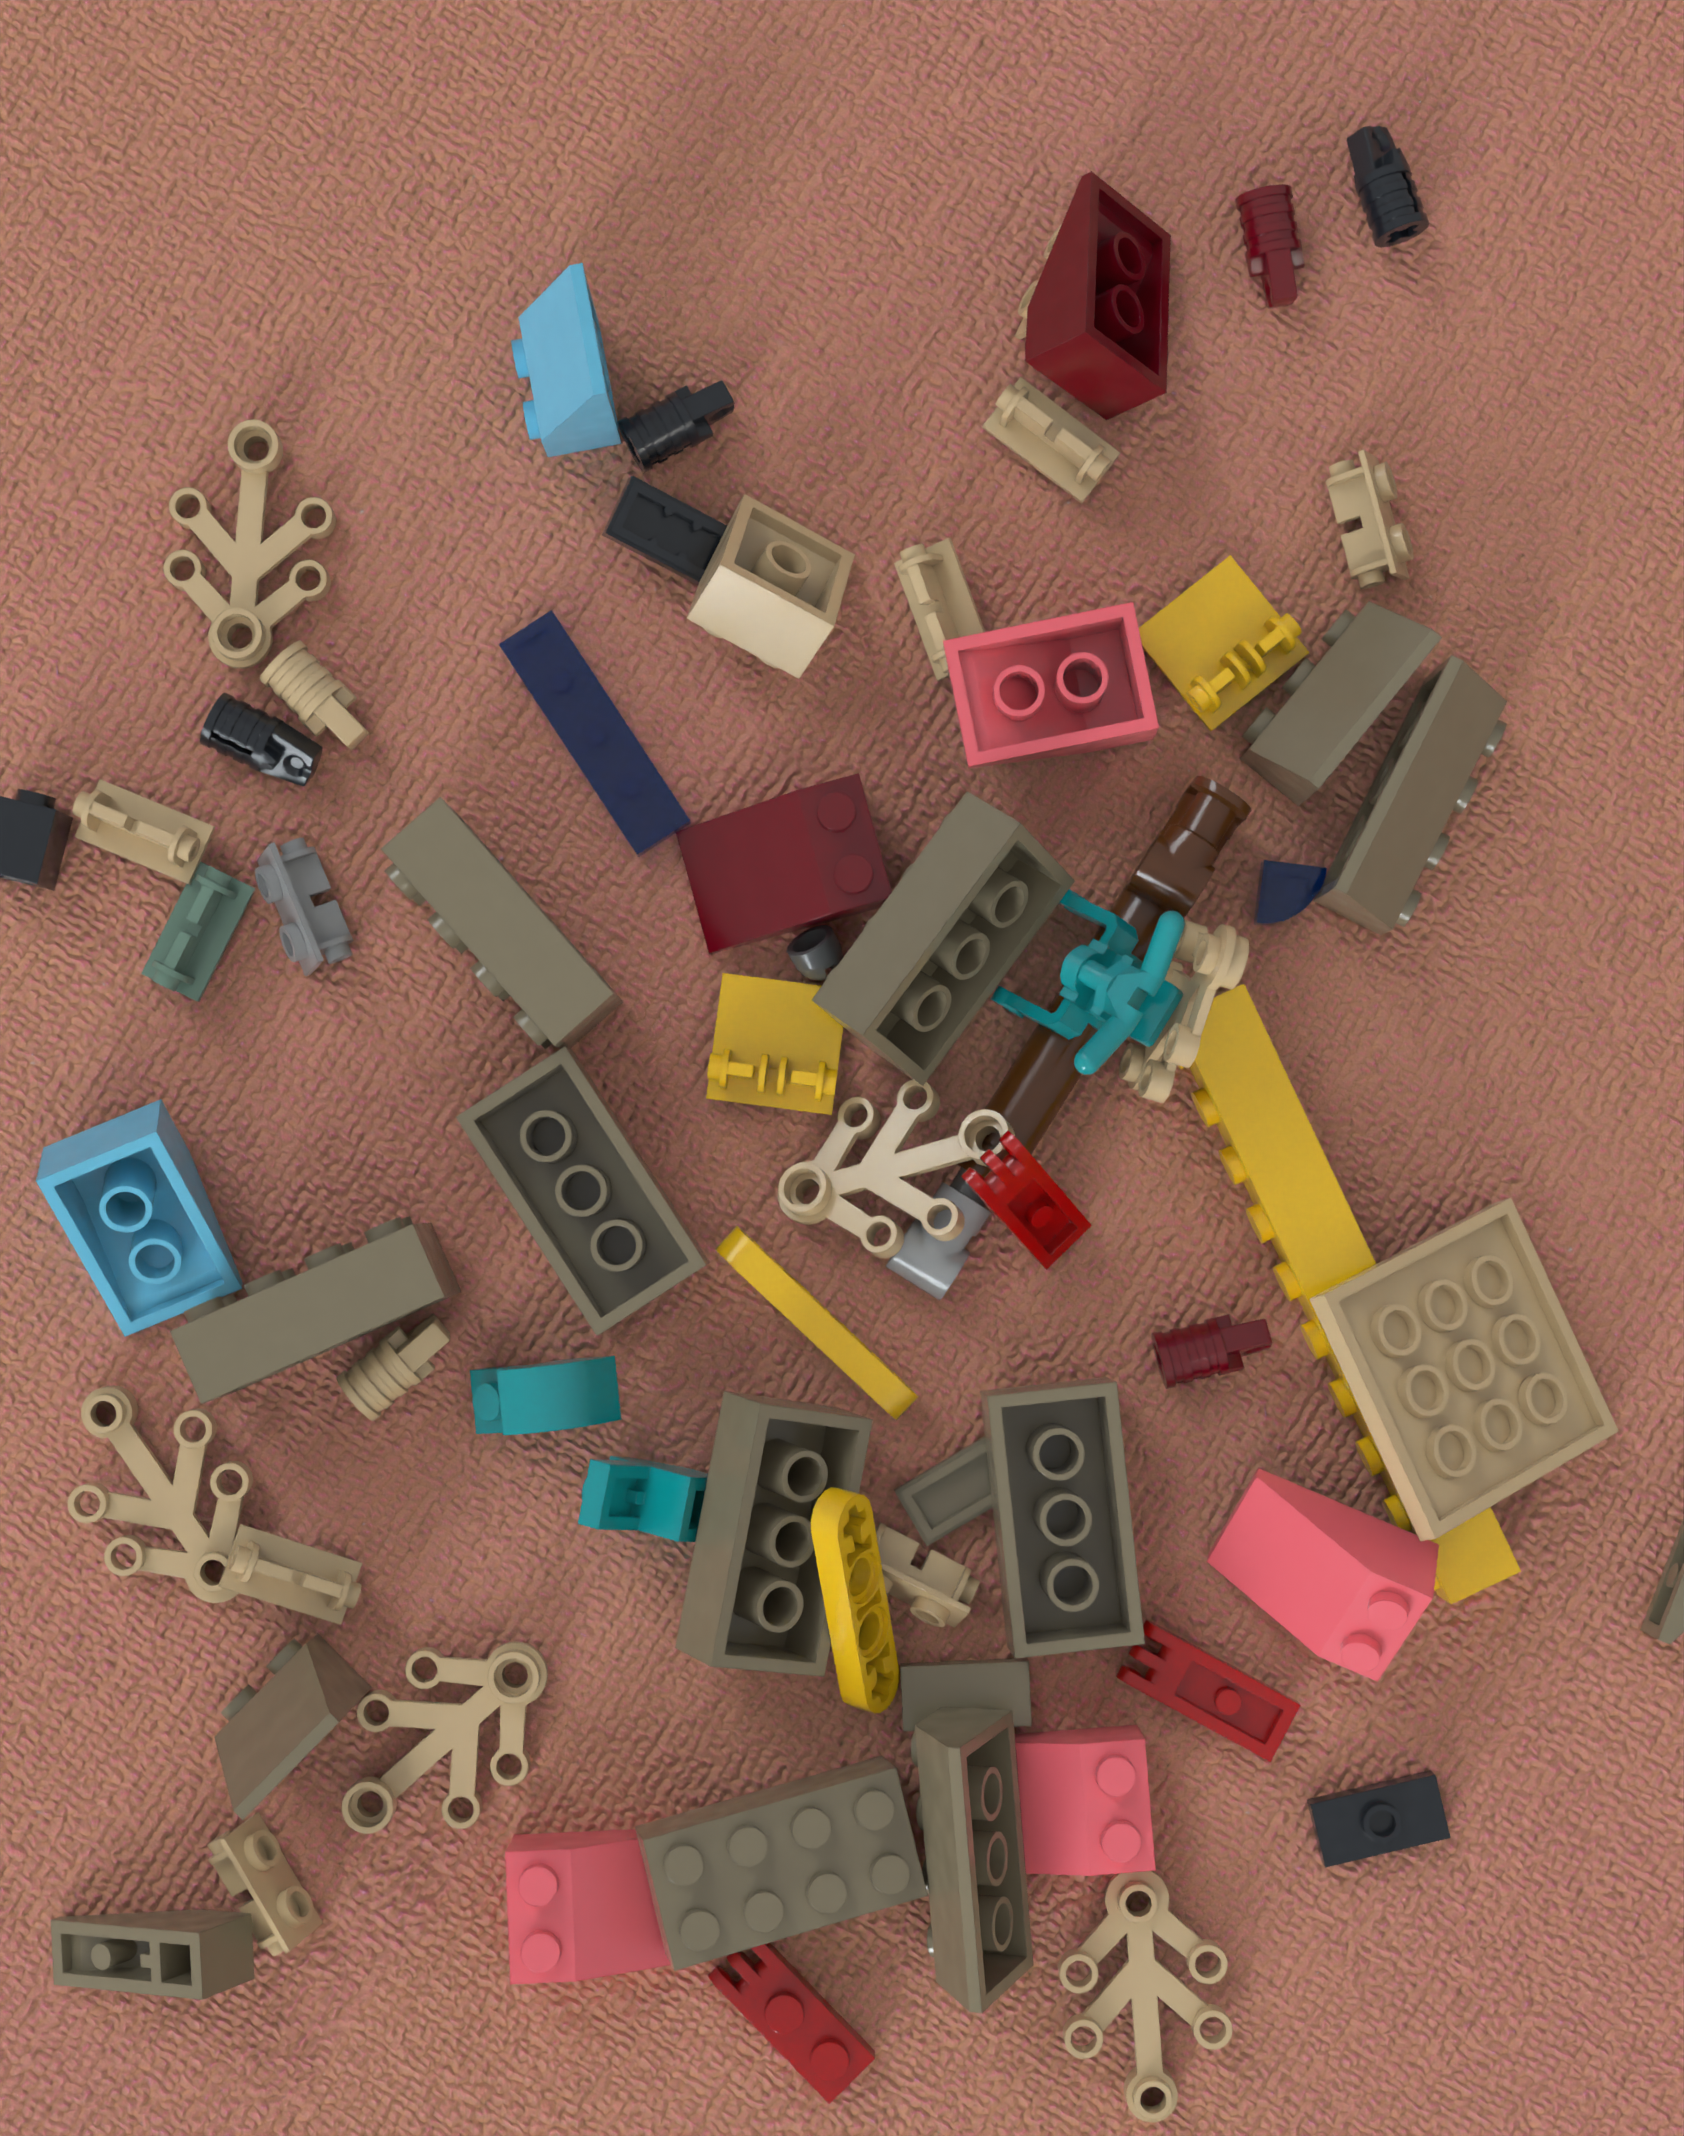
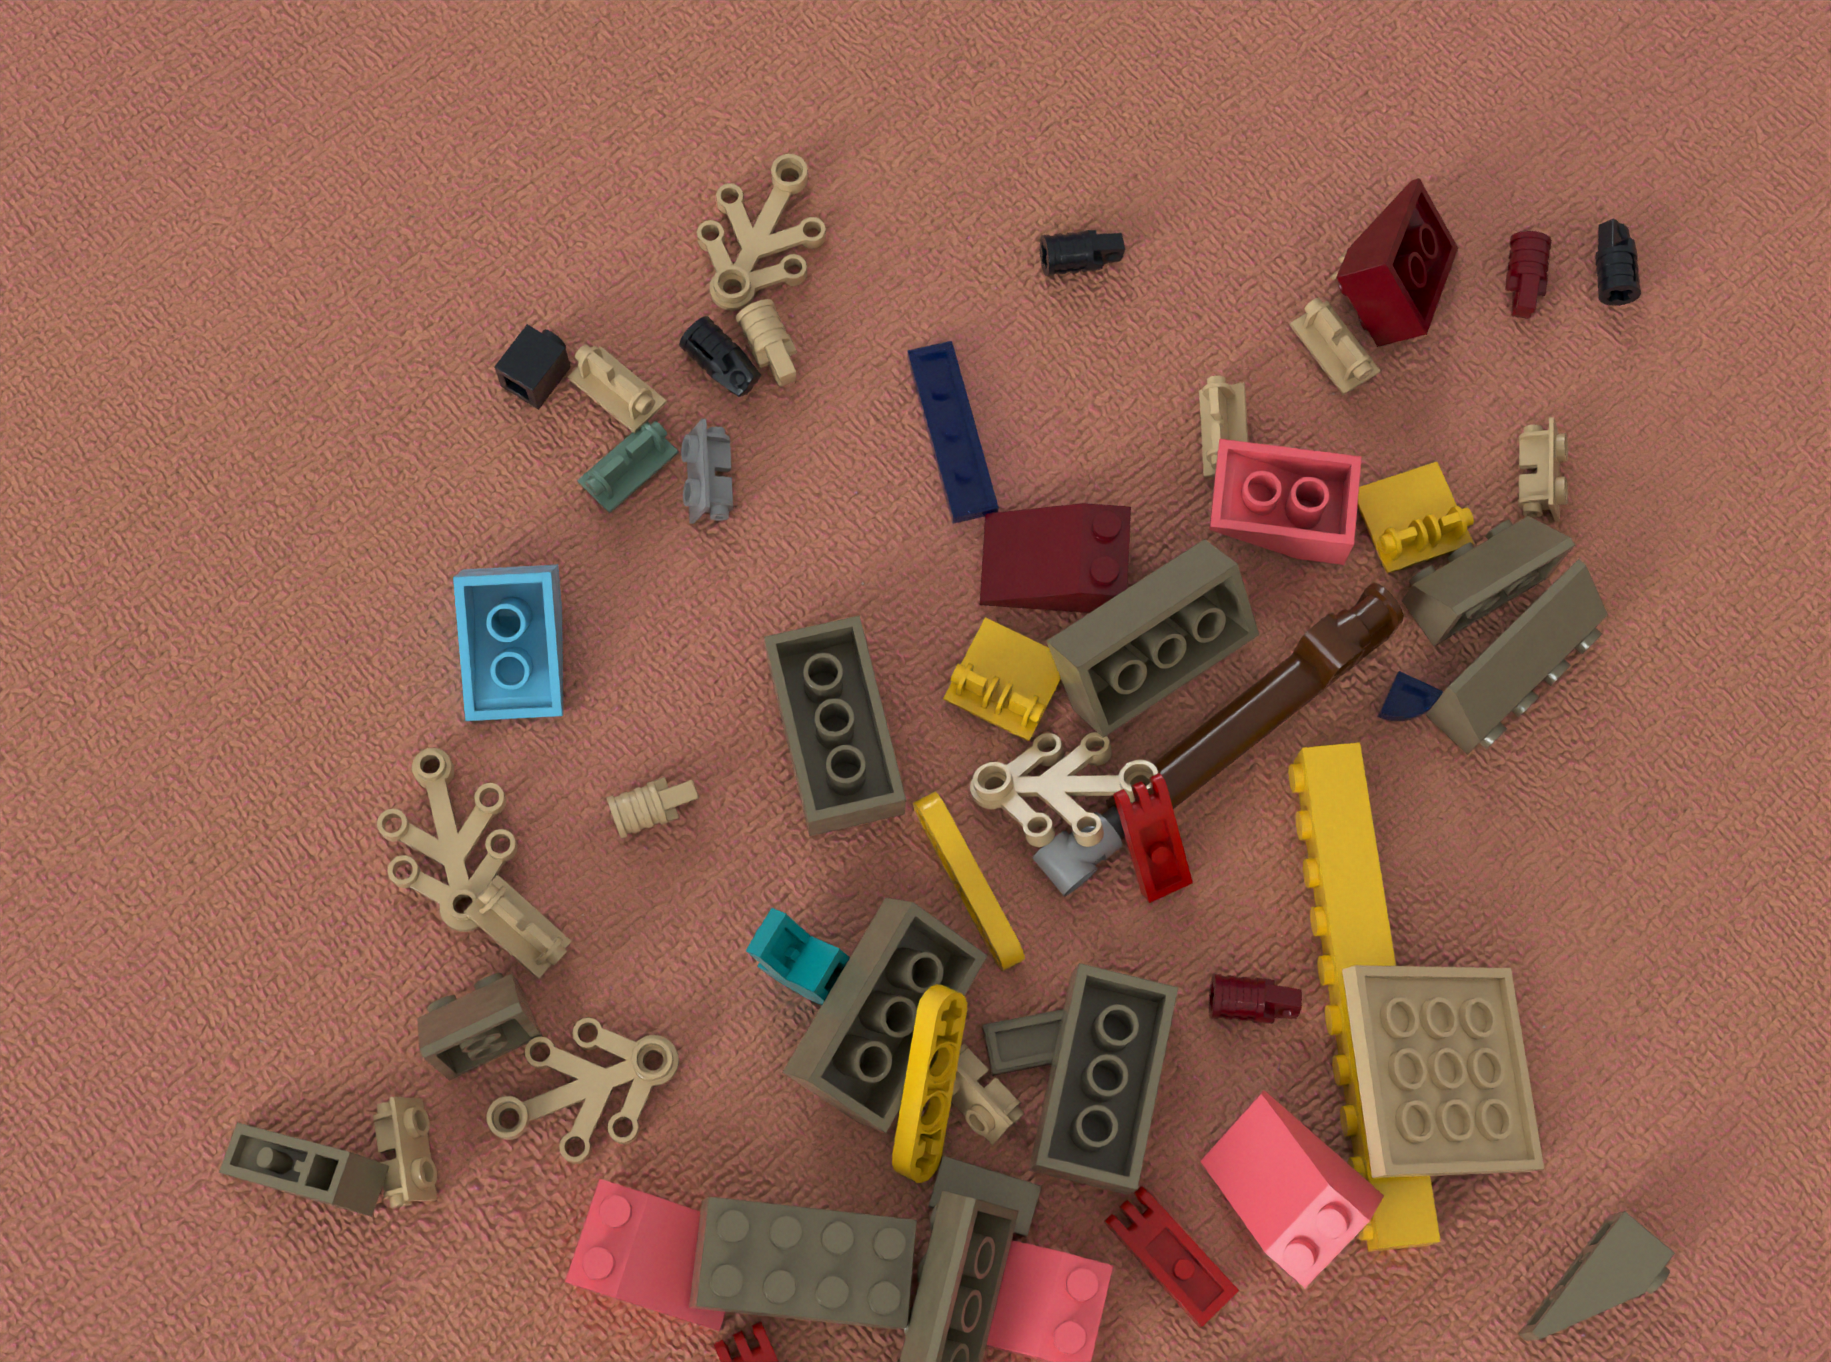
camera: 15 degrees right, 15 degrees down
(309, 1313) = (611, 738): dark tan brick -> none
(501, 924) = (843, 525): dark tan brick -> none
(545, 1396) = (753, 859): teal brick -> none
(566, 369) = (1020, 187): medium azure slope -> none
(664, 530) = (1053, 320): black plate -> none
(772, 587) = (1109, 373): tan slope -> none
(815, 951) = (1054, 622): dark grey hinge -> none
(1109, 986) = (1261, 700): teal piece -> none
(1216, 962) = (1339, 698): tan plant -> none

